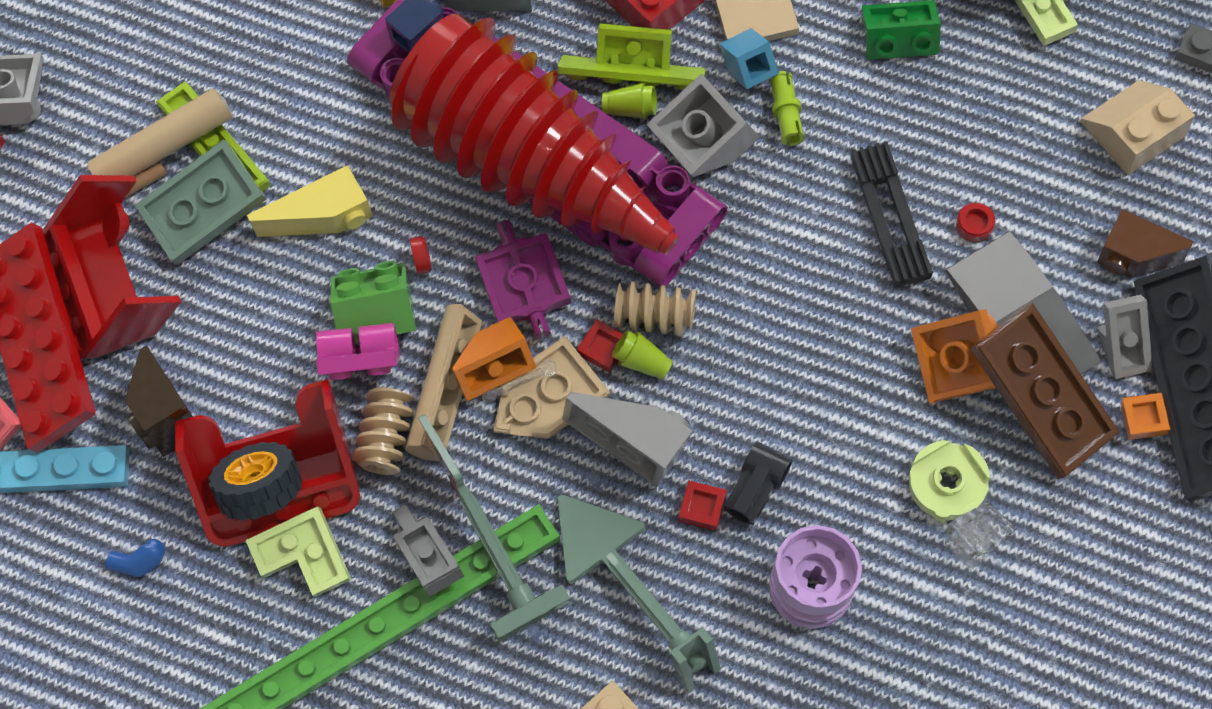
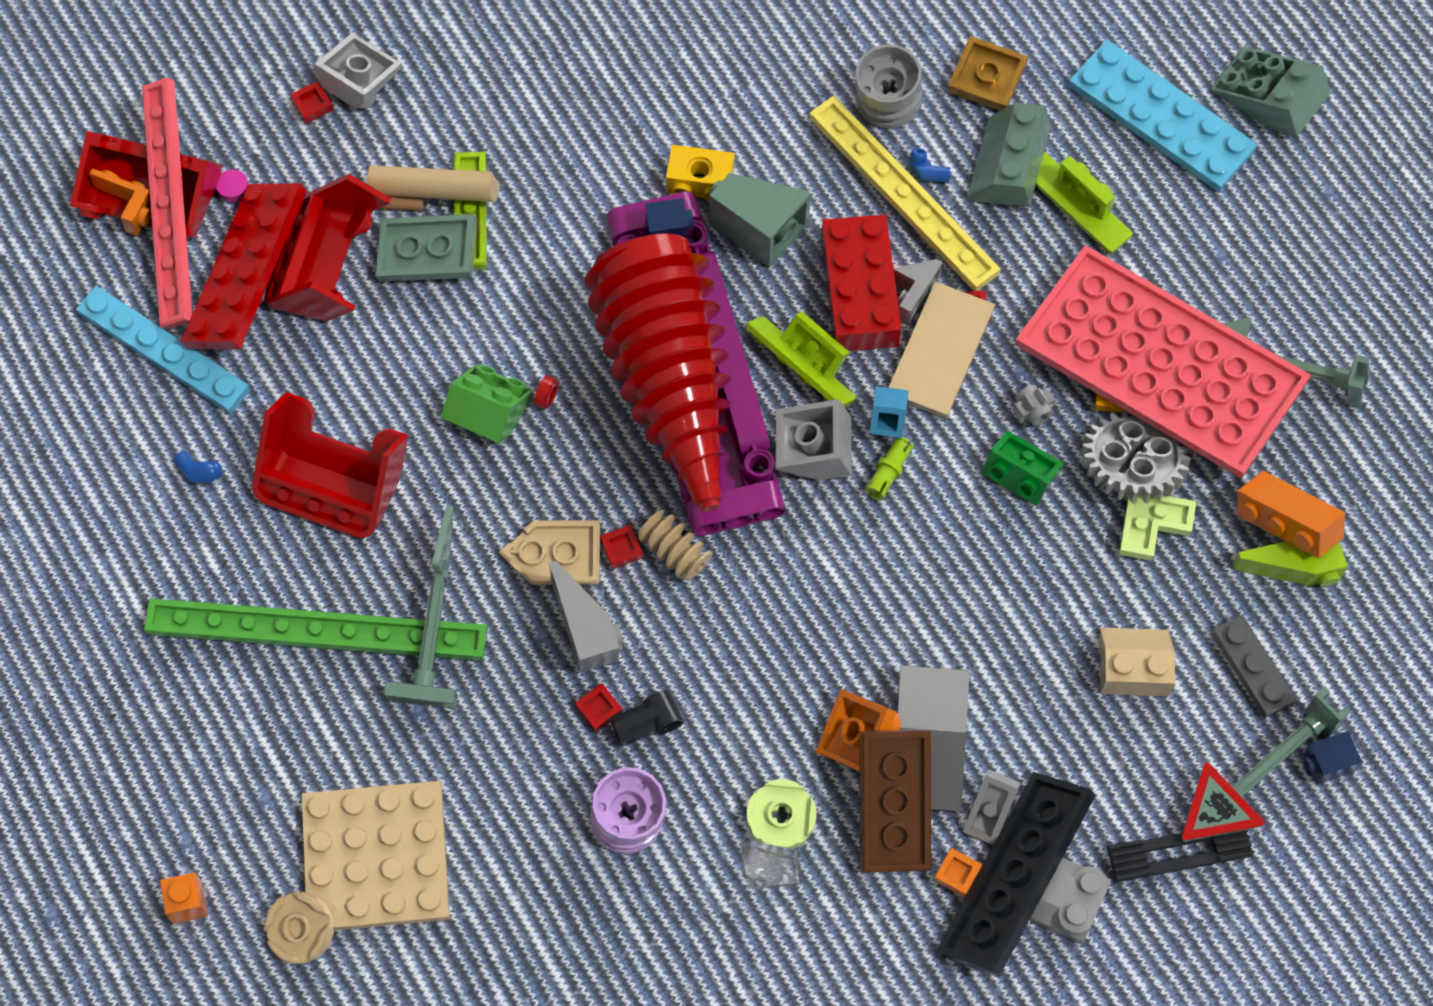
camera: 30 degrees right, 0 degrees up
(154, 404) = (286, 367): dark brown slope -> none
(255, 481) = (309, 471): black wheel -> none
(304, 541) = (314, 538): yellowish green plate -> none
(318, 208) = (509, 310): light yellow slope -> none
(340, 357) = (453, 434): dark pink plate -> none
(380, 430) = (422, 497): tan piece -> none
(425, 552) = (383, 601): hinge -> none
(441, 389) = (495, 491): tan brick -> none
(493, 359) = (534, 501): orange slope -> none
(523, 279) = (602, 460): magenta plate -> none
(547, 368) = (568, 534): clear hinge -> none
(593, 538) = (504, 675): sand green piece -> none
(631, 101) = (782, 385): lime cone -> none
(641, 355) = (639, 572): lime cone -> none
(908, 262) = (881, 640): black container -> none
(975, 222) = (957, 648): red tile -> none
(1141, 247) = (1058, 751): reddish brown slope -> none

